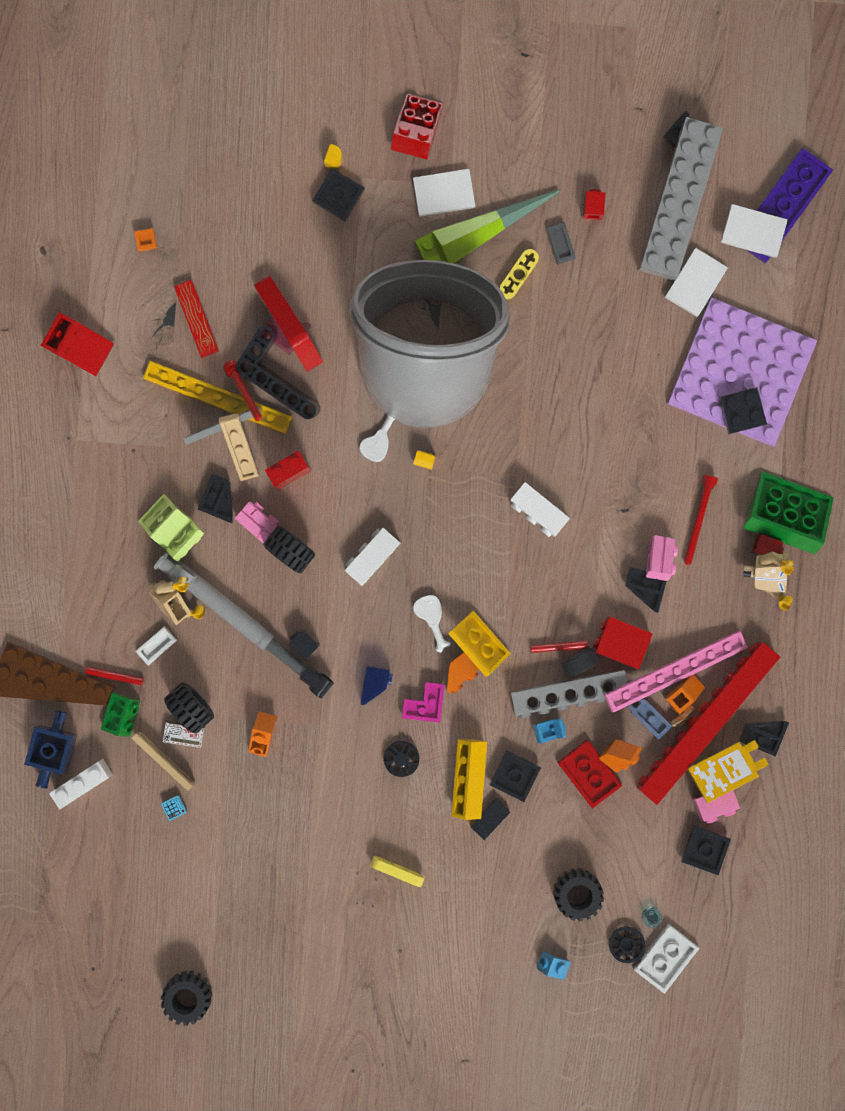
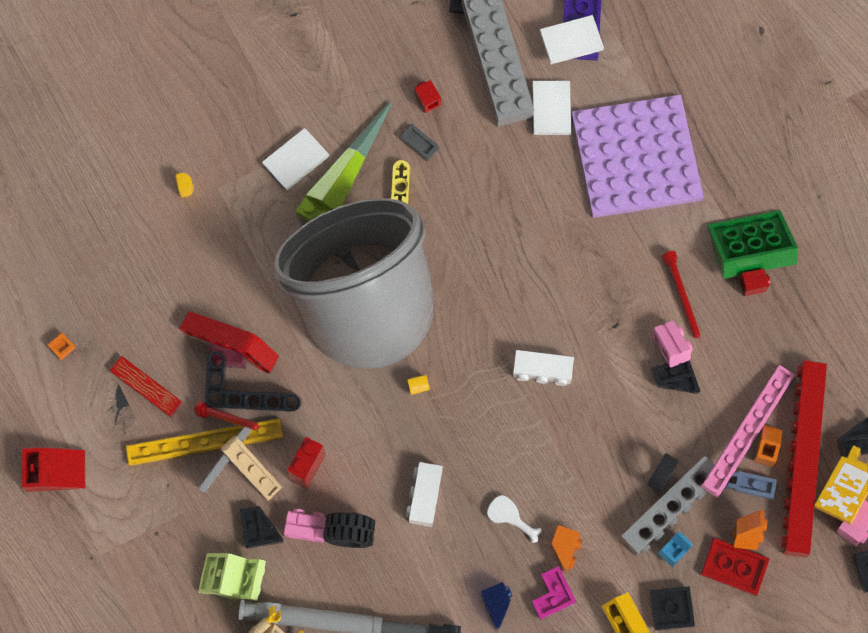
camera: 25 degrees left, 15 degrees down
(303, 644) = (412, 608): black brick -> none
(338, 195) = (207, 212): black plate -> none
(376, 447) = (369, 400): white piece -> none
(416, 126) = (239, 120): red slope -> none
(479, 643) = (566, 510): yellow plate -> none
(559, 646) = (636, 473): red bar -> none
(622, 642) = (687, 434): red brick -> none
(679, 721) = (780, 469): tan piece -> none
(742, 410) = (658, 184): black plate -> none
(771, 576) = (773, 301): tan torso -> none

